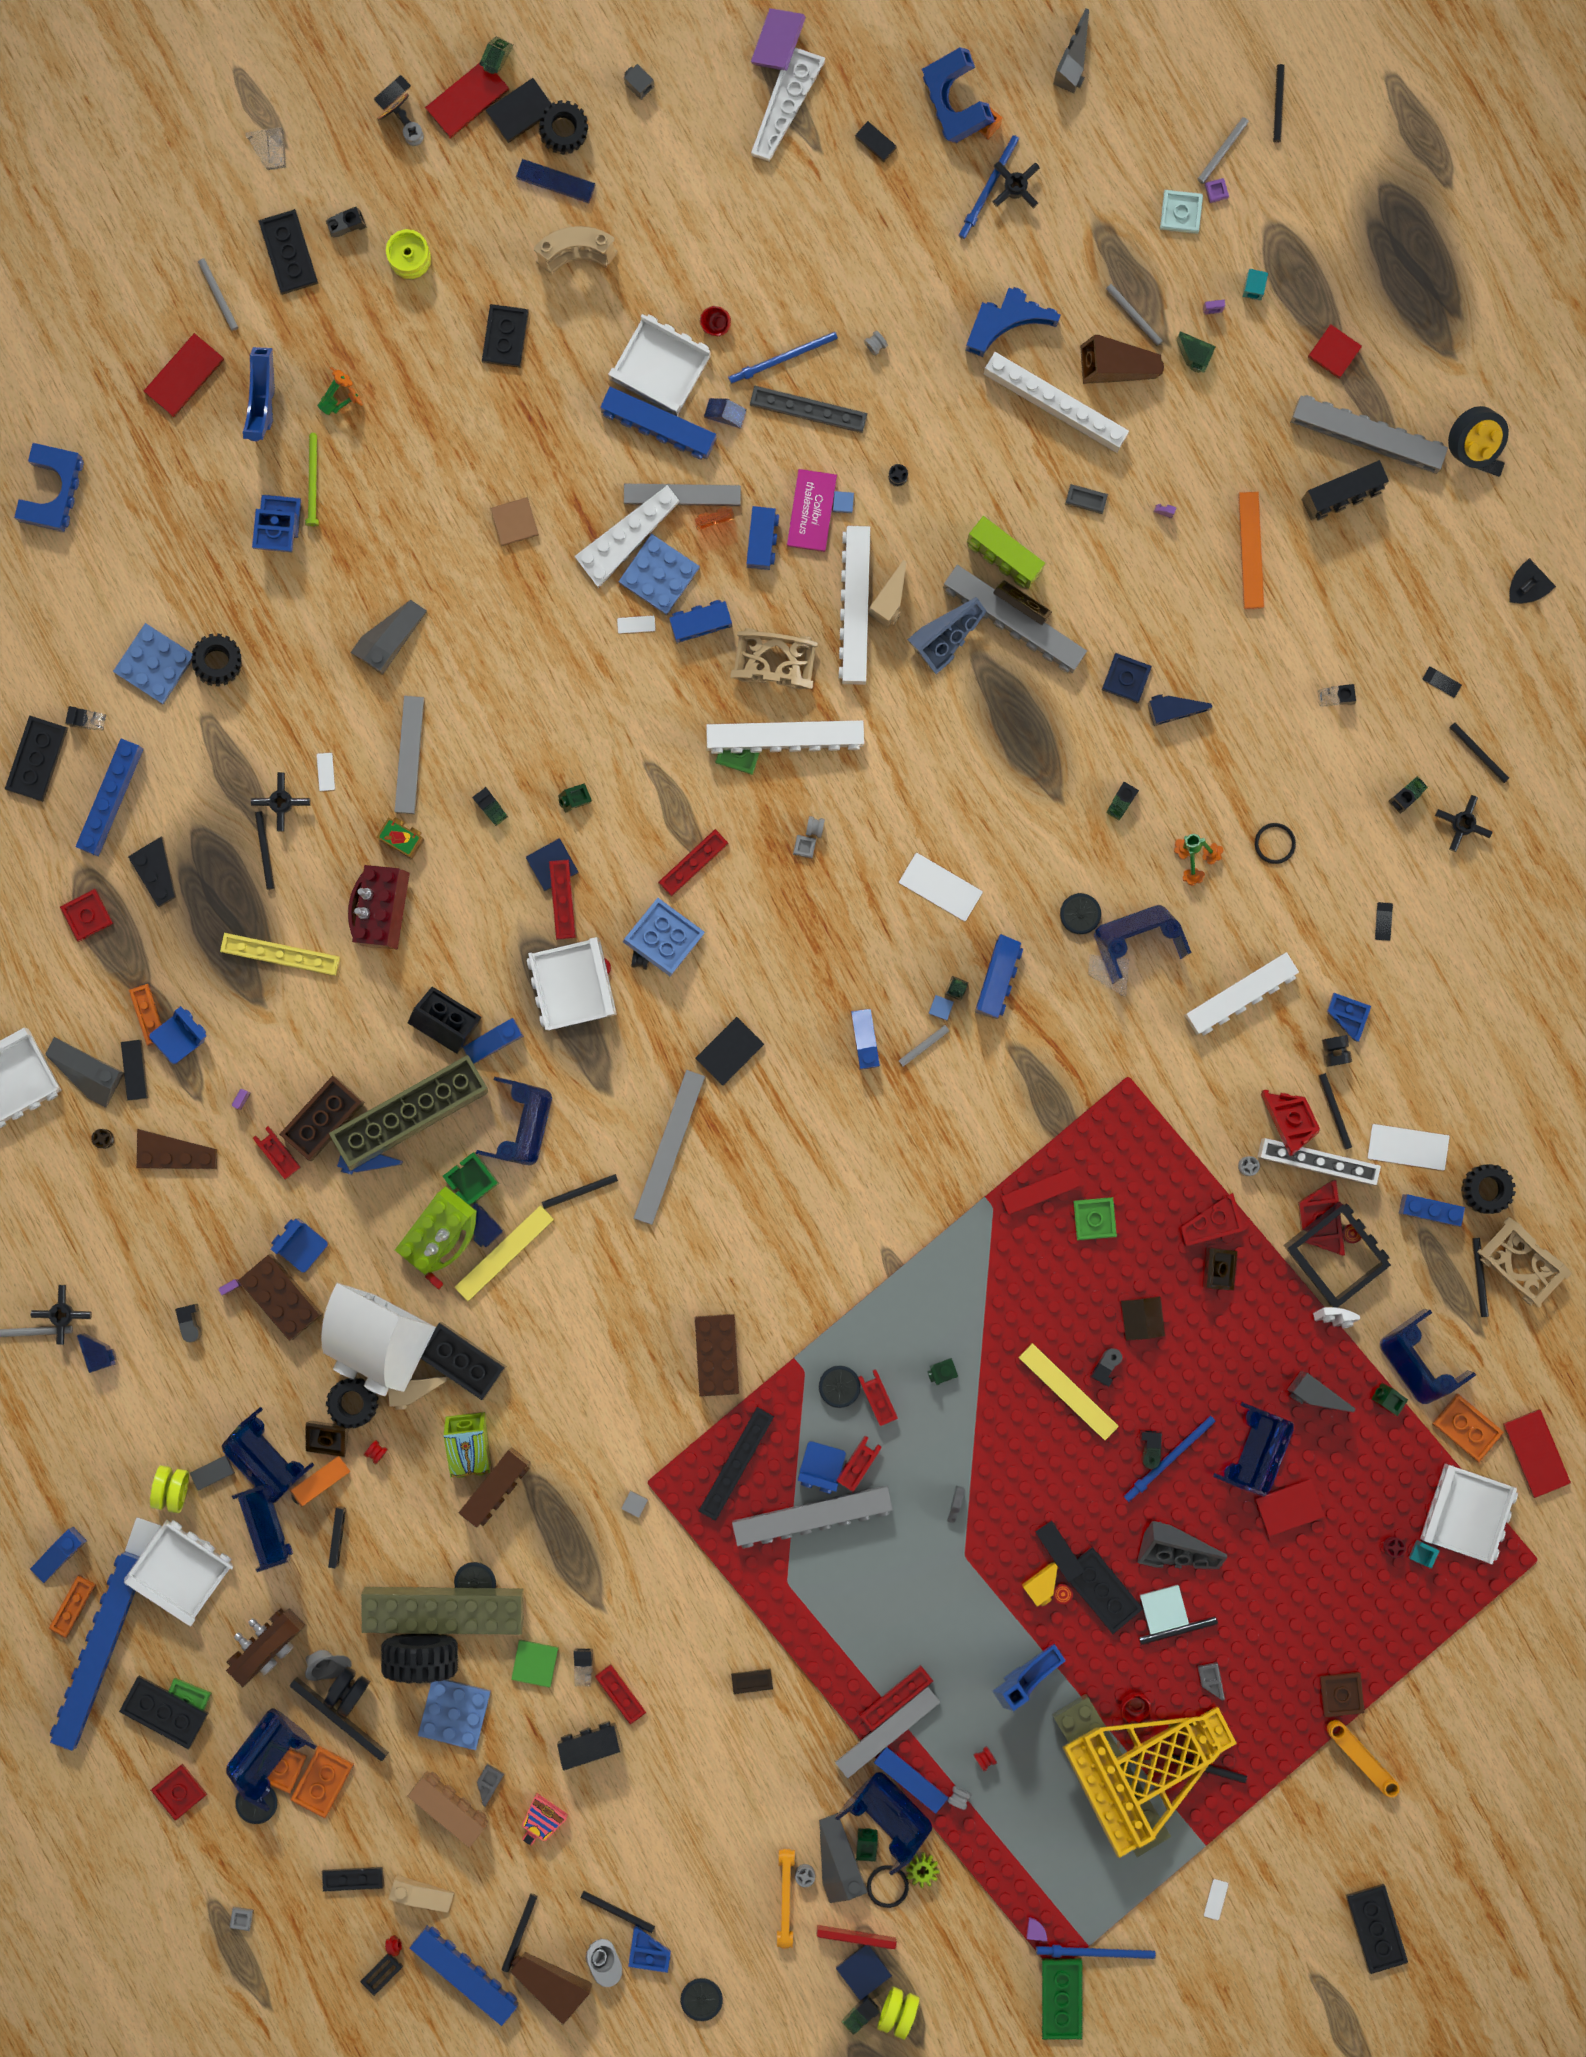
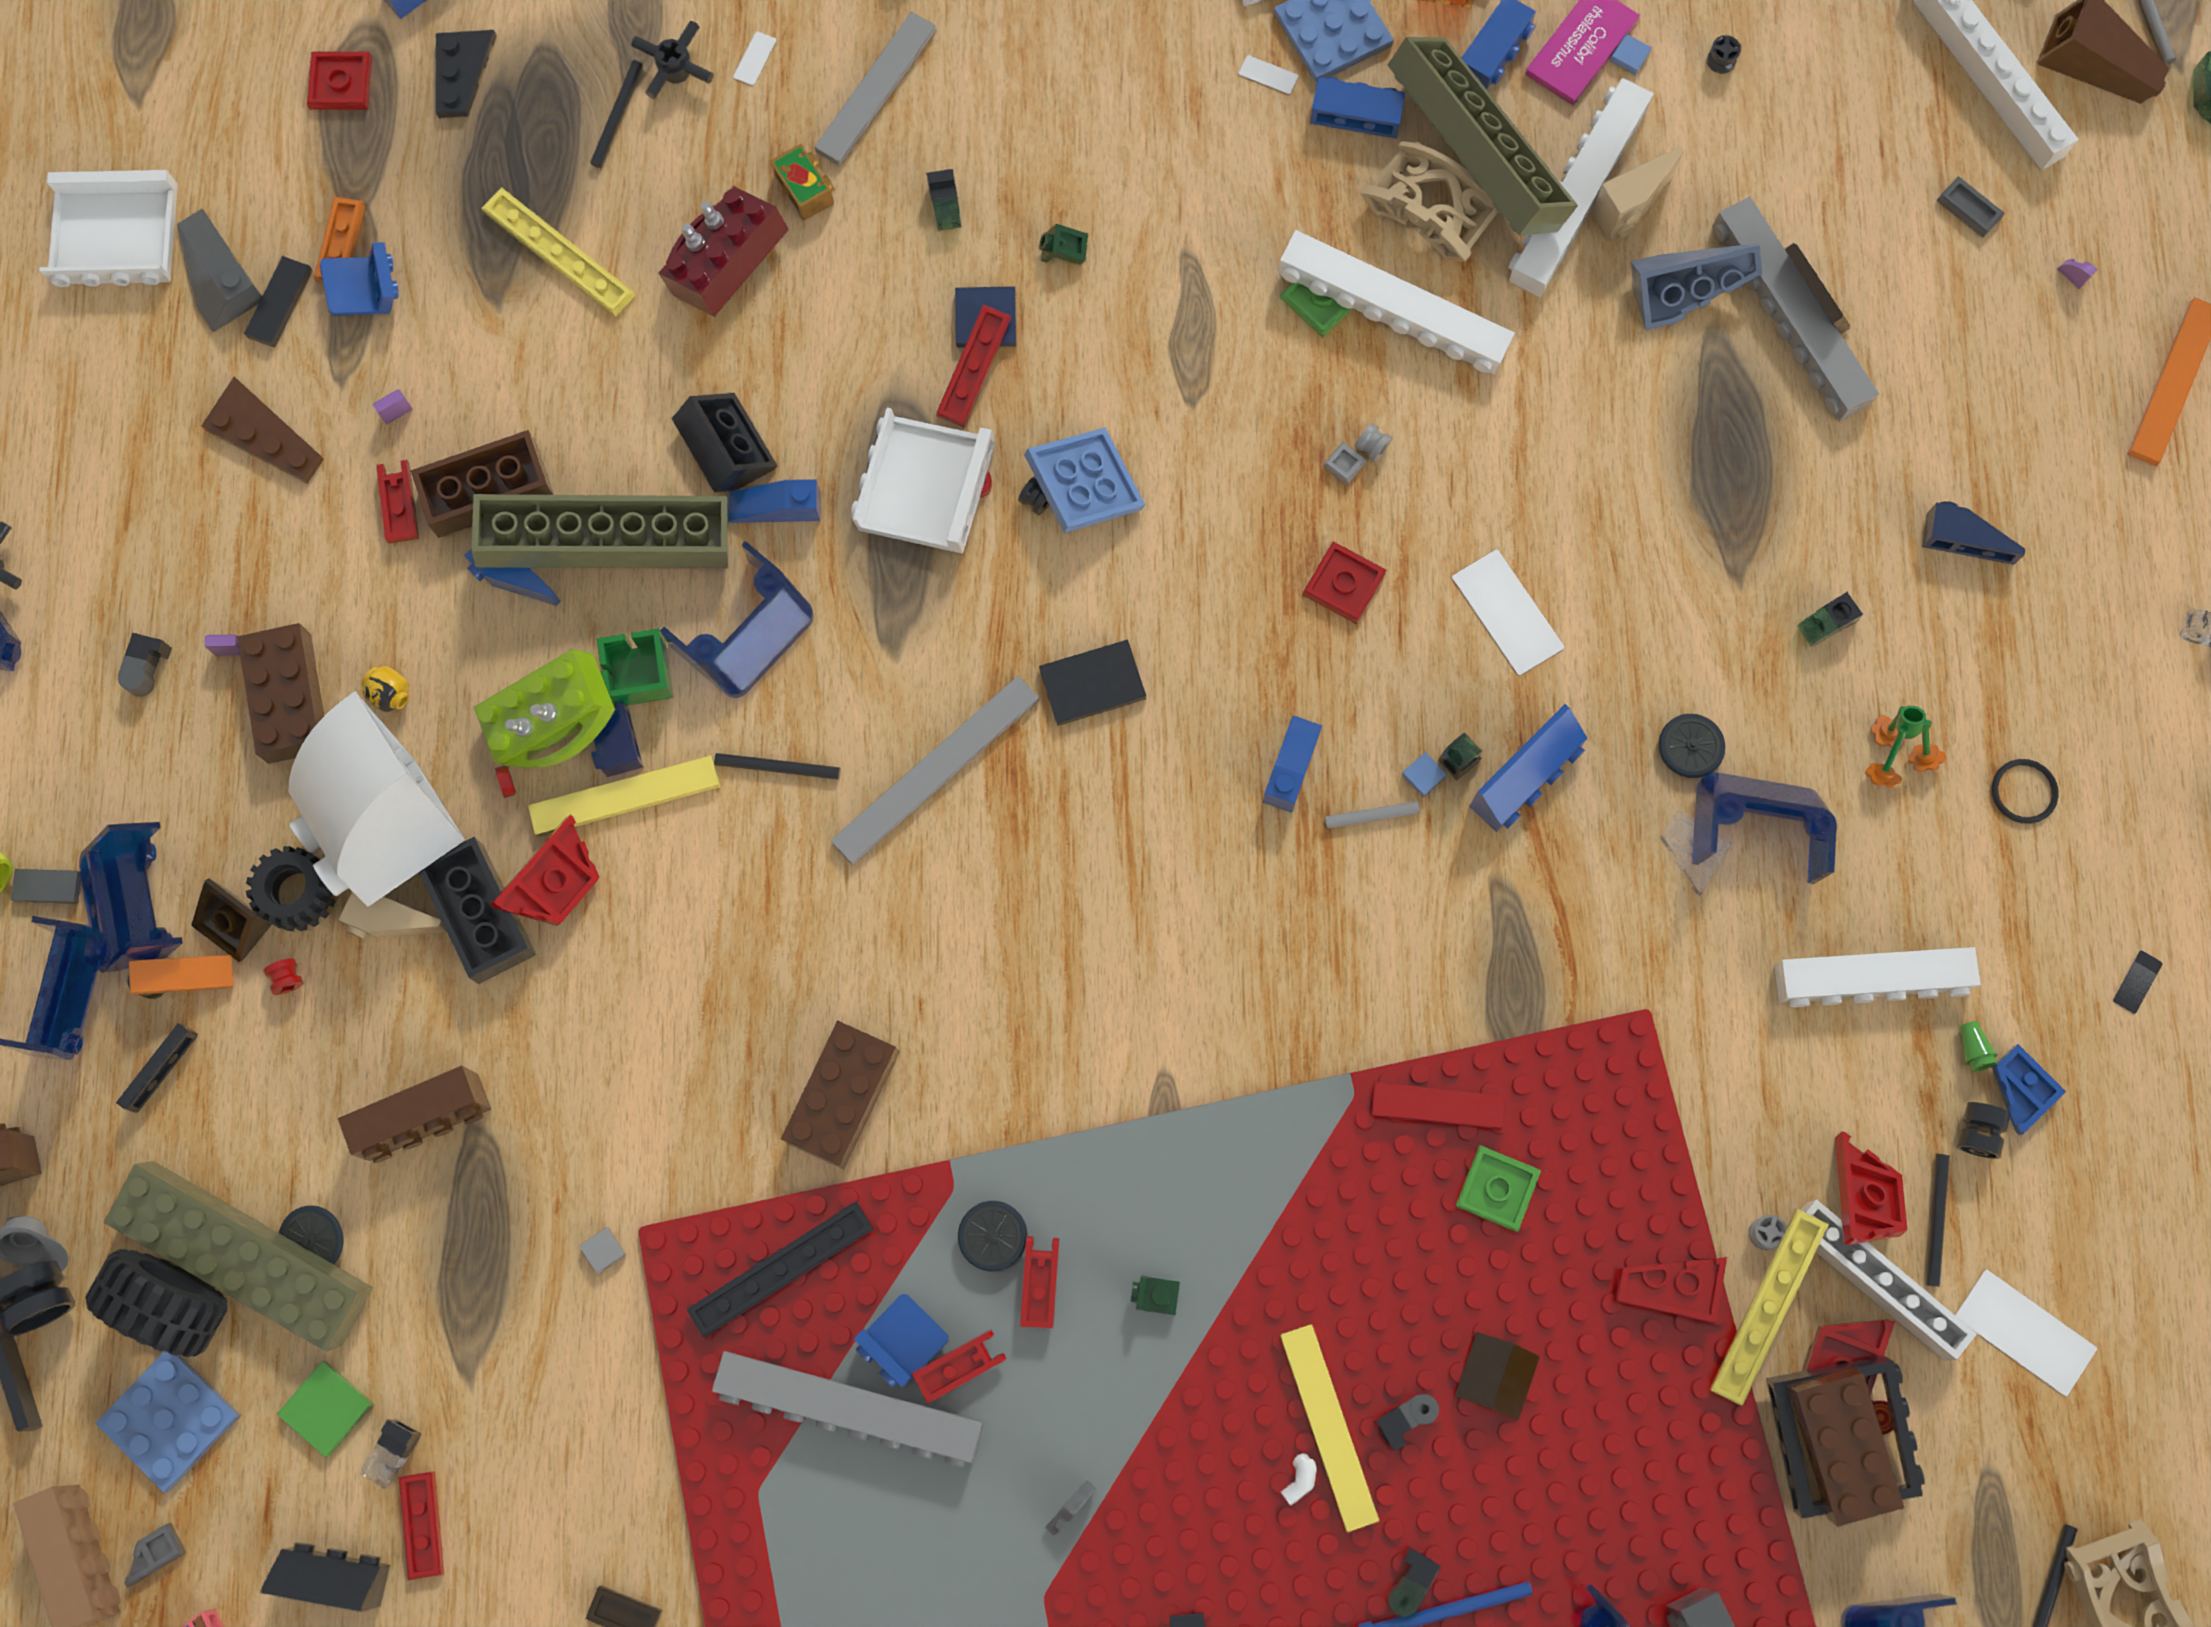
camera: 30 degrees right, 10 degrees down
(99, 1140) = (173, 362): dark brown wheel -> none
(299, 1244) = (351, 635): blue bracket -> none
(336, 1264) = (385, 688): none -> yellow head
(467, 1445) = (413, 1033): lime slope -> none
(493, 1322) = (551, 879): none -> red wing
(693, 862) = (1179, 409): red tile -> none
(784, 609) = (1482, 136): none -> olive brick
(840, 918) = (1344, 582): none -> red tile
(1005, 553) = (1826, 213): lime brick -> none
(1069, 1425) = (1304, 1479): none -> white arm
(1126, 678) = (1914, 463): dark blue tile -> none
(1220, 1269) = (1651, 1362): dark brown slope -> none
(1267, 1208) = (1769, 1307): none -> light yellow tile
(1313, 1005) = (1977, 1049): none -> bright green cone
(1337, 1316) = (1801, 1532): white slope -> none
(1338, 1262) = (1845, 1446): none -> reddish brown brick
(1431, 1210) = (2022, 1446): blue brick -> none
(1504, 1183) = (2153, 1452): black tyre -> none

